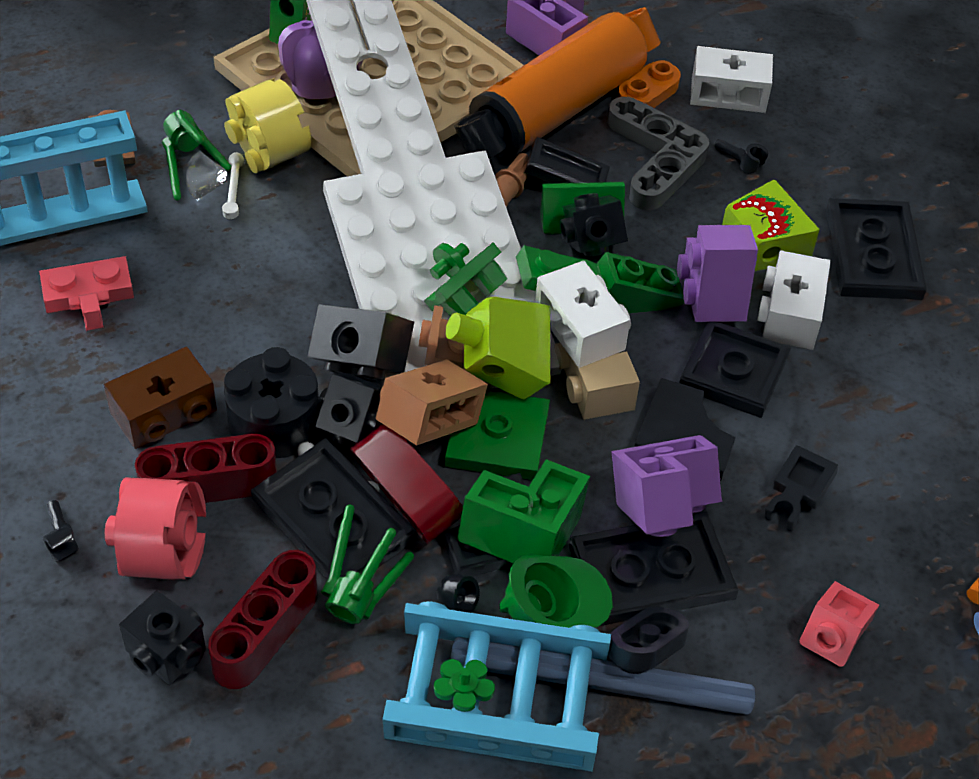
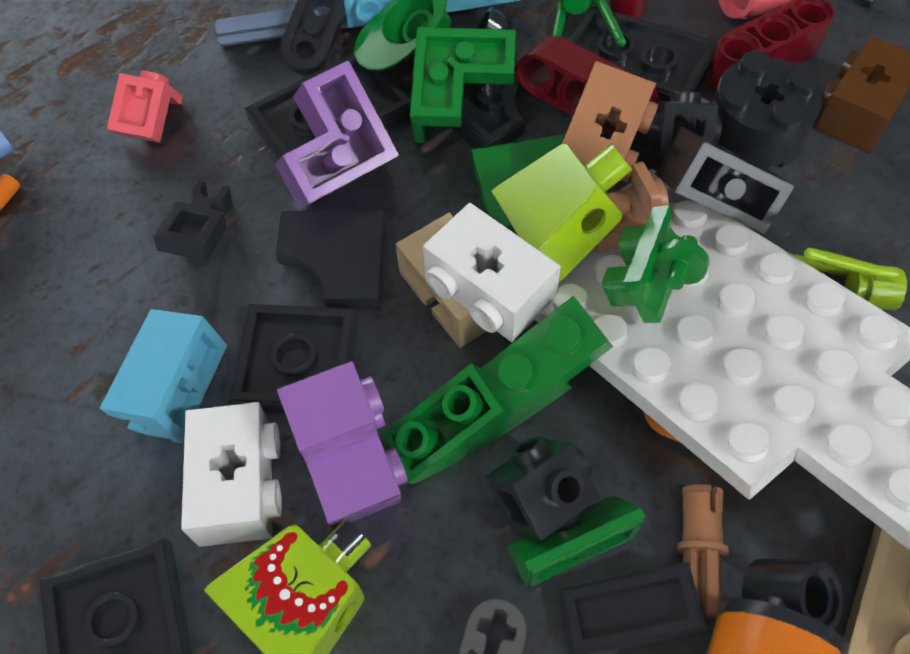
camera: 165 degrees right, 10 degrees up
(295, 268) = (875, 283): none -> lime plant
(836, 373) = (165, 374): none -> medium azure hinge

